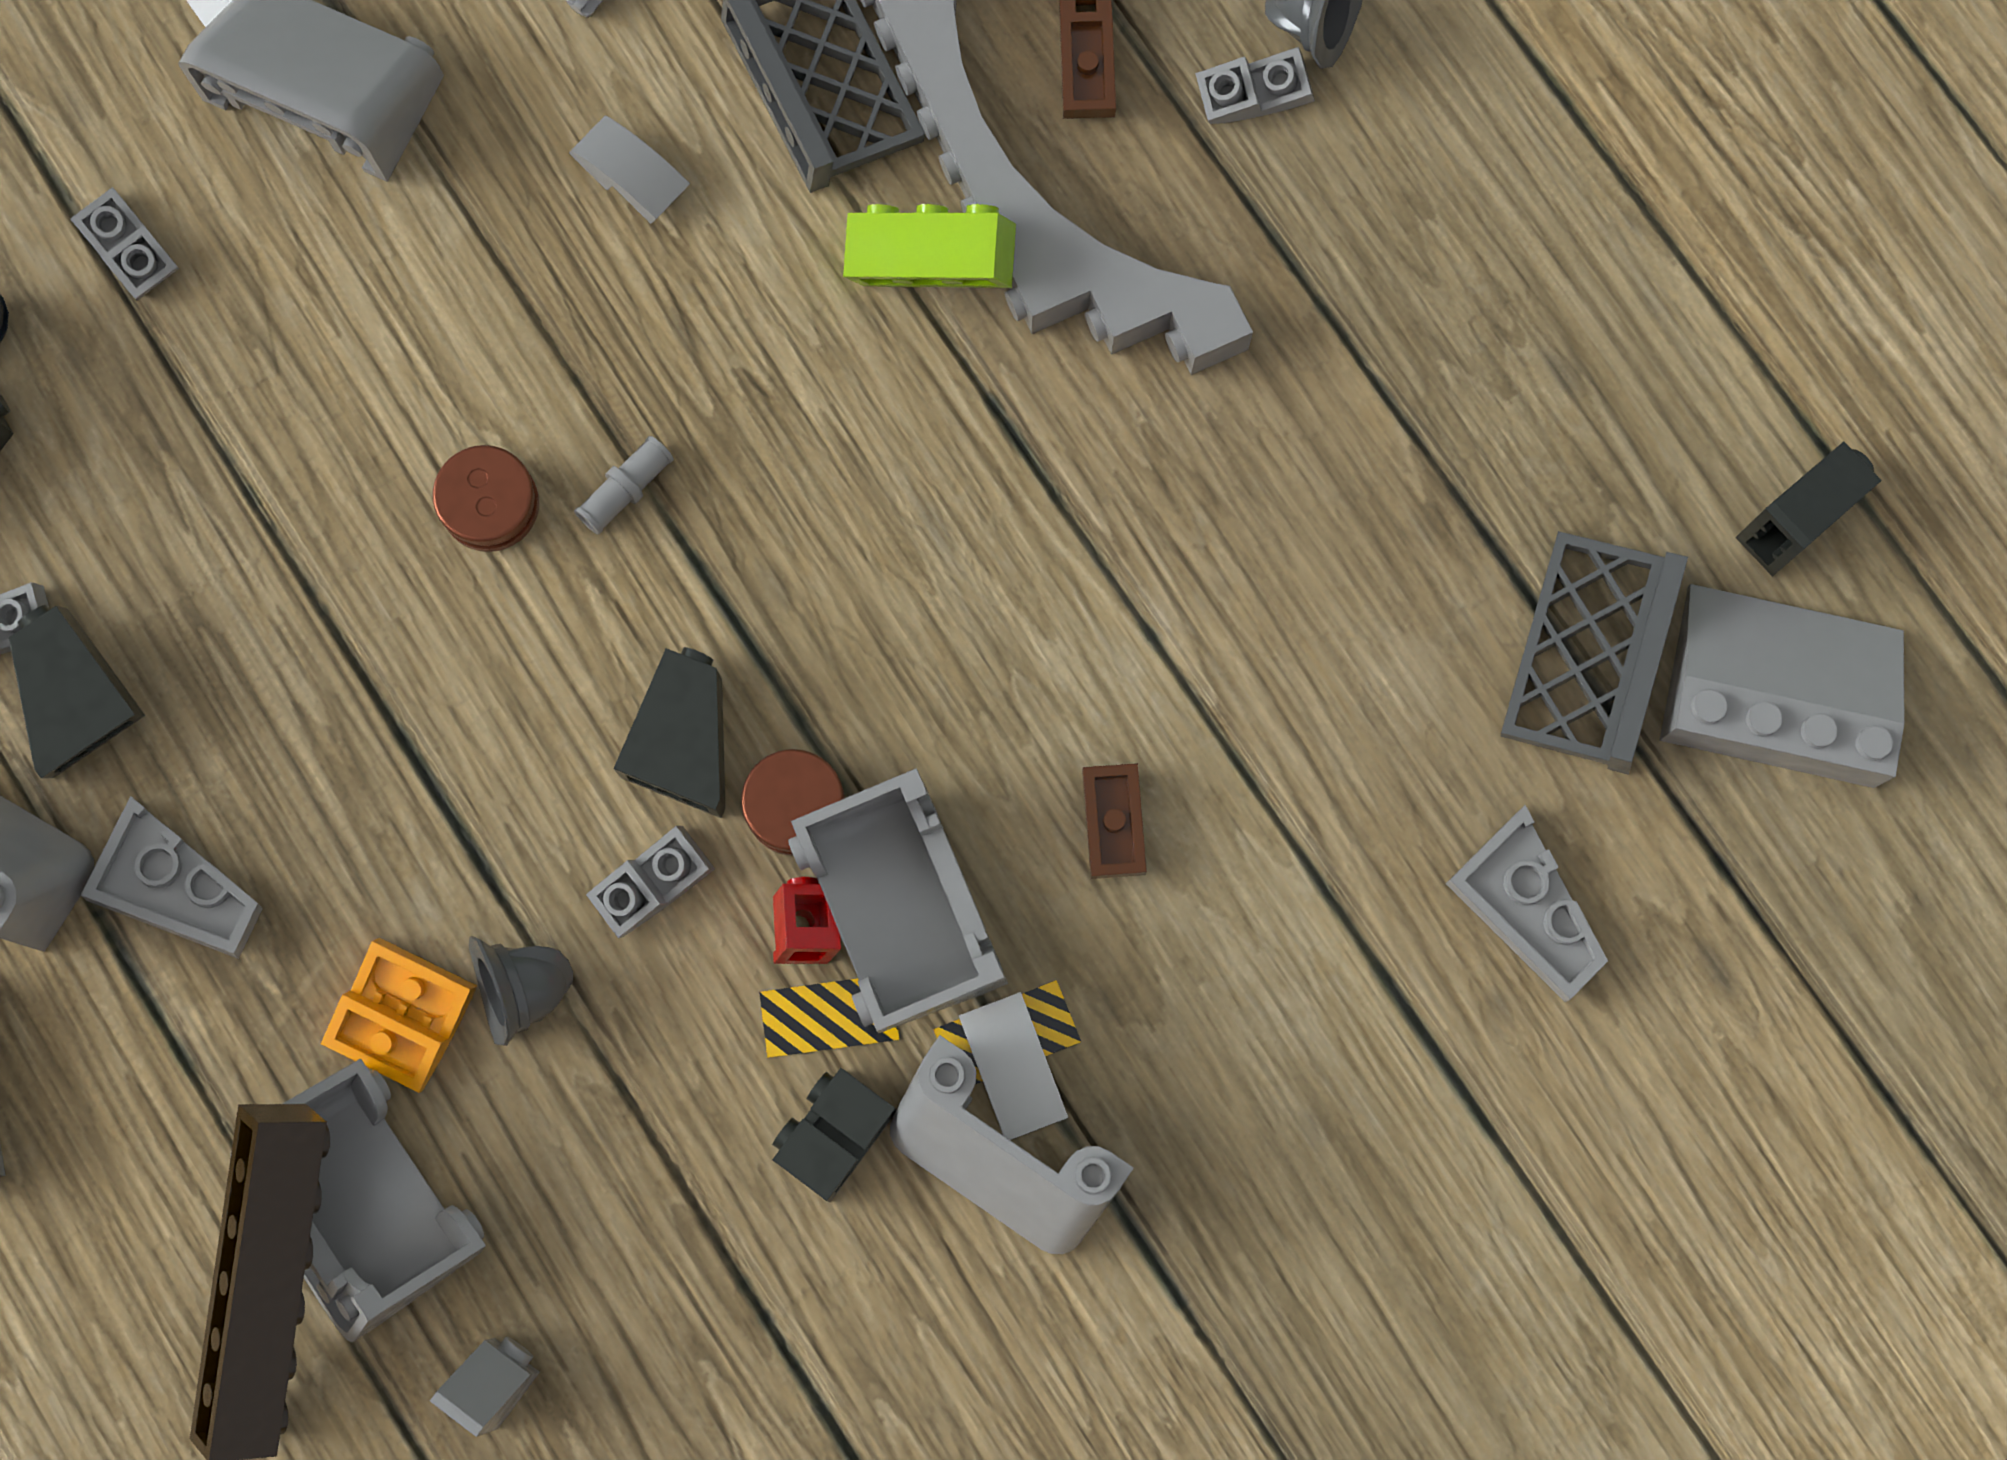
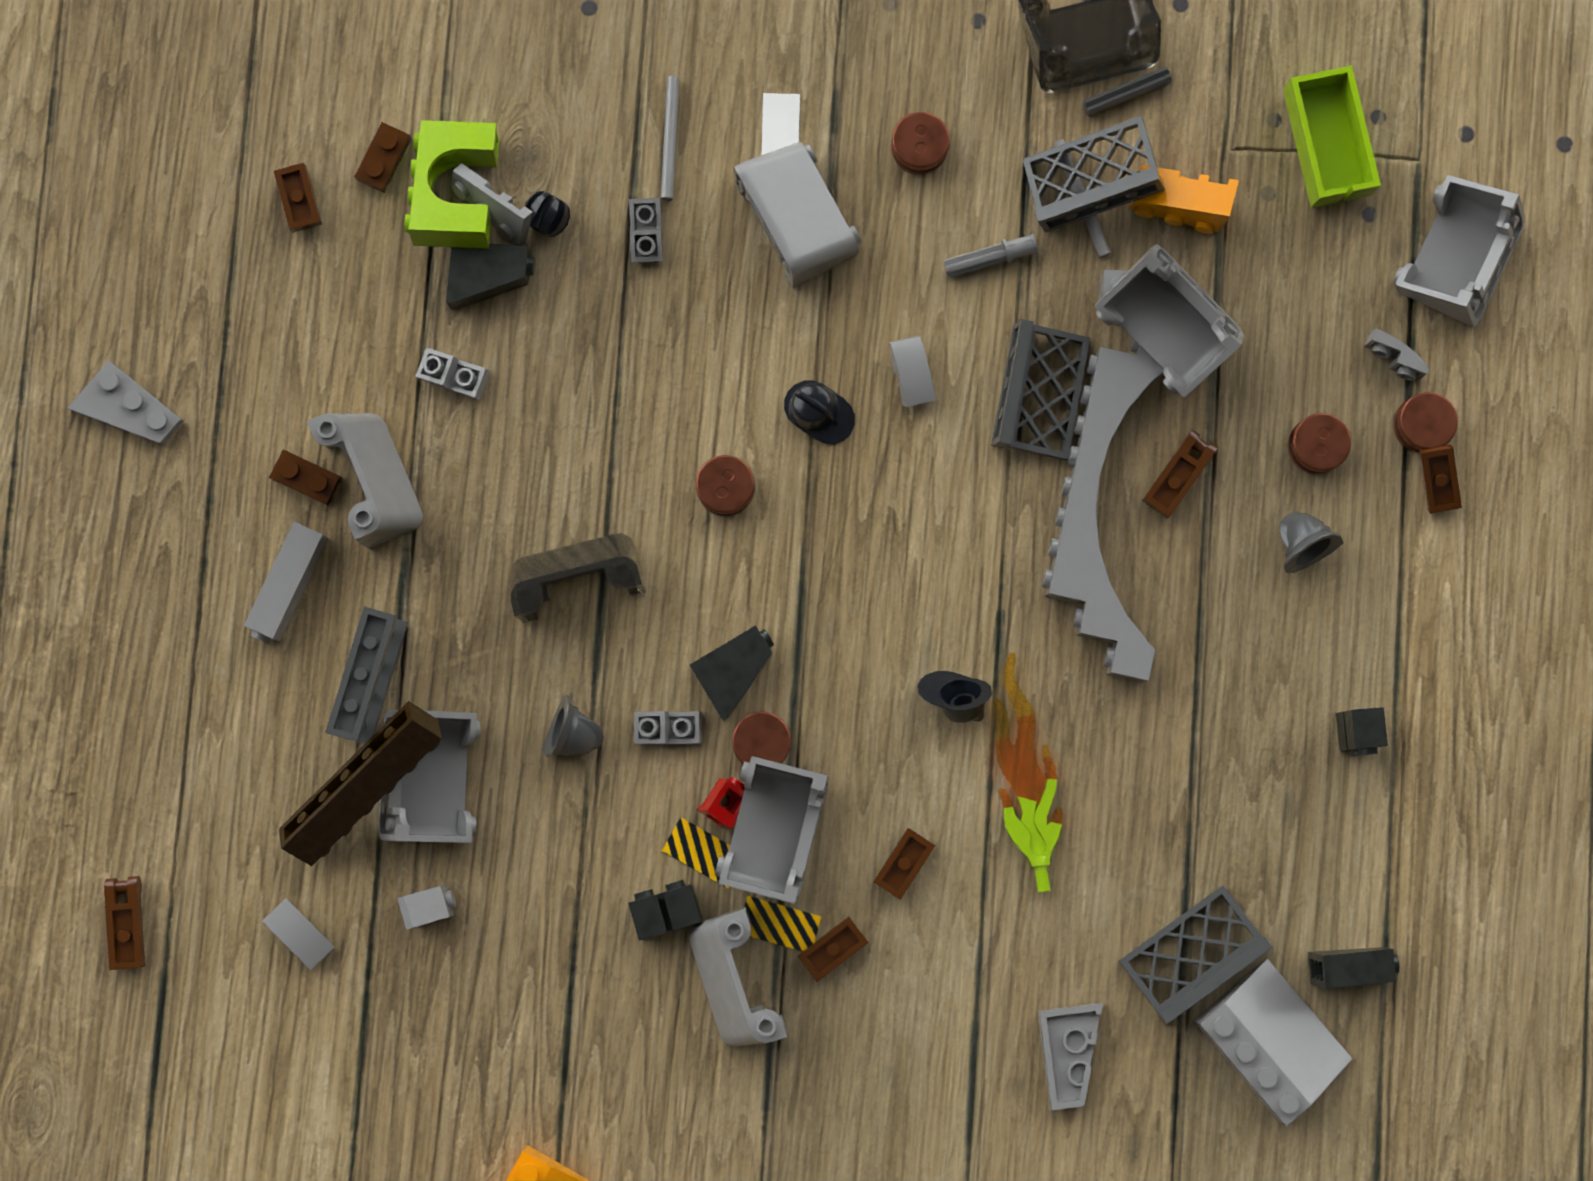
camera: 35 degrees right, 5 degrees up
(66, 690) = (466, 436): pearl dark grey slope -> none
(71, 104) = (670, 132): none -> light grey bar
(156, 1119) = (367, 676): none -> dark grey fence
(168, 885) = (447, 562): light grey wing -> none
(306, 808) = (533, 573): none -> clear smoke windscreen
(399, 1014) = (508, 702): light orange slope -> none
(544, 313) = (819, 412): none -> black piece
(624, 484) = (794, 527): light grey pin -> none
(930, 247) = (1025, 522): lime brick -> none
(1013, 1066) = (771, 941): white sticker -> none
(1016, 543) = (957, 695): none -> black piece
(1105, 1010) = (832, 949): none -> reddish brown plate
(1212, 595) = (1024, 776): none -> piece
(1255, 89) = (1247, 555): light grey slope -> none
(1579, 192) = (1361, 731): none -> pearl dark grey piece

